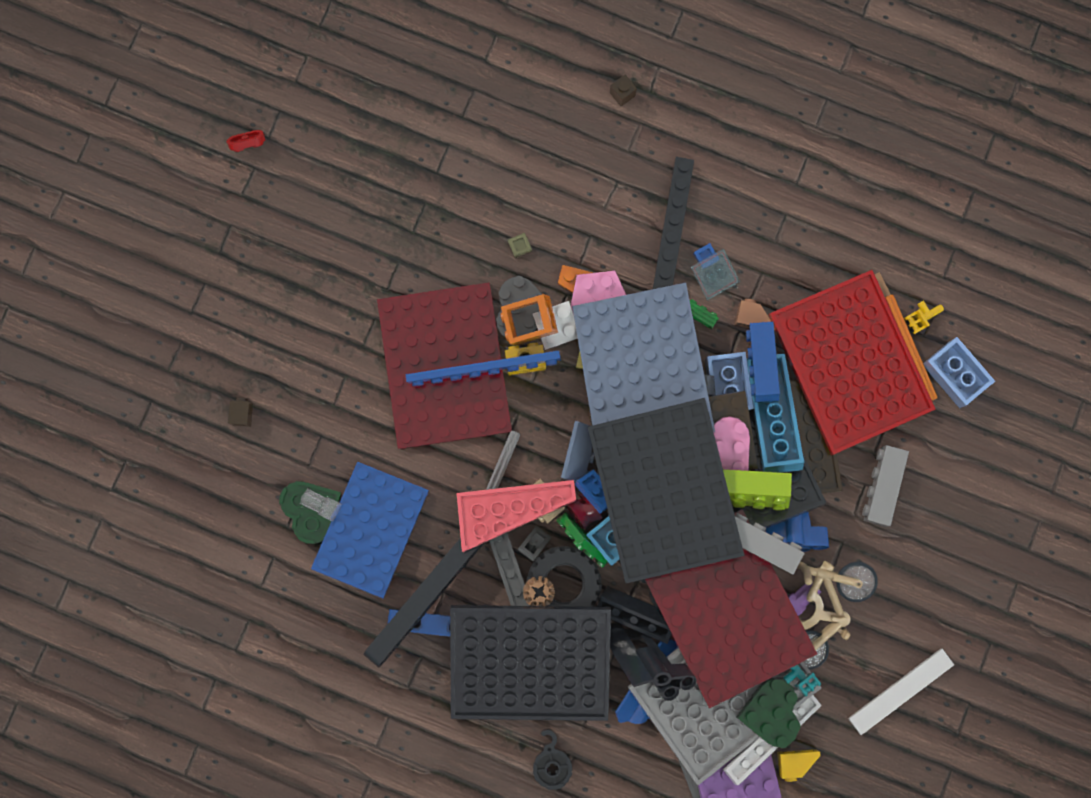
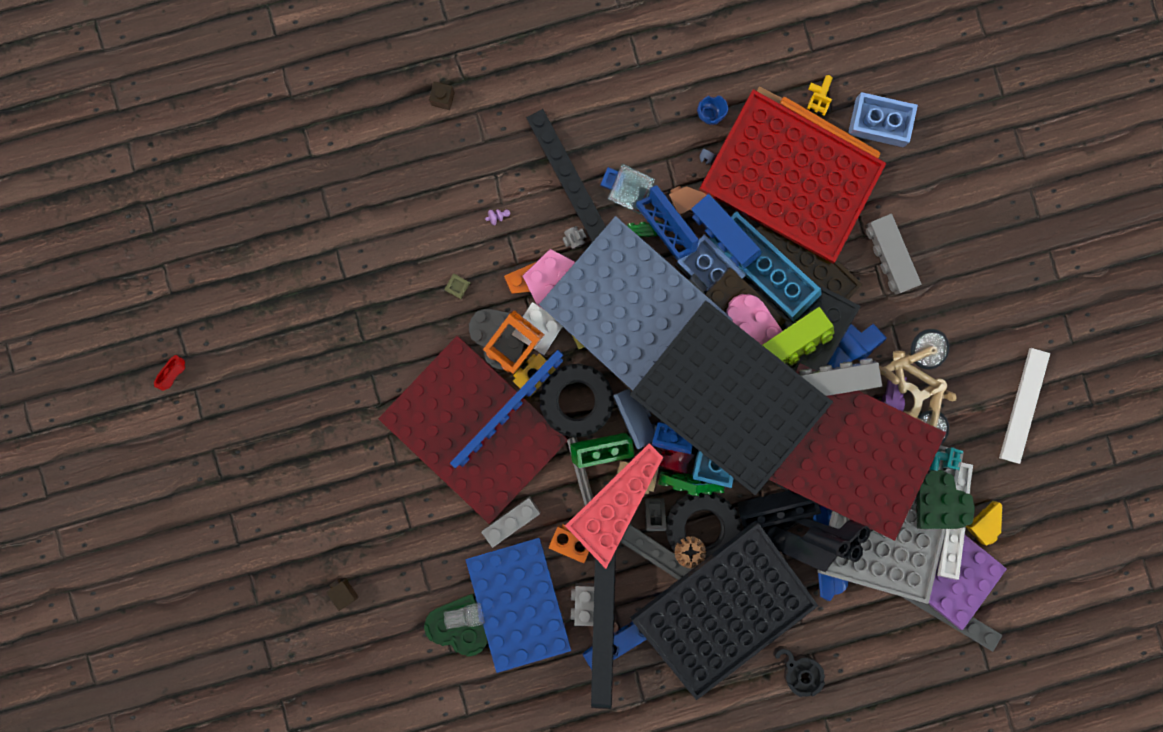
camera: 40 degrees left, 5 degrees up
(416, 459) = (511, 522): none -> light grey brick
(417, 573) = (584, 604): none -> light grey brick
(446, 516) = (568, 548): none -> orange brick
(532, 458) = (601, 450): none -> green brick
(543, 378) = (550, 400): none -> black tyre
(595, 215) = (498, 215): none -> lavender hair
(640, 277) = (574, 237): none -> light grey gear
(727, 324) = (673, 223): none -> blue fence
(796, 295) = (707, 155): none -> sand blue hinge
(827, 261) = (712, 109): none -> blue hair

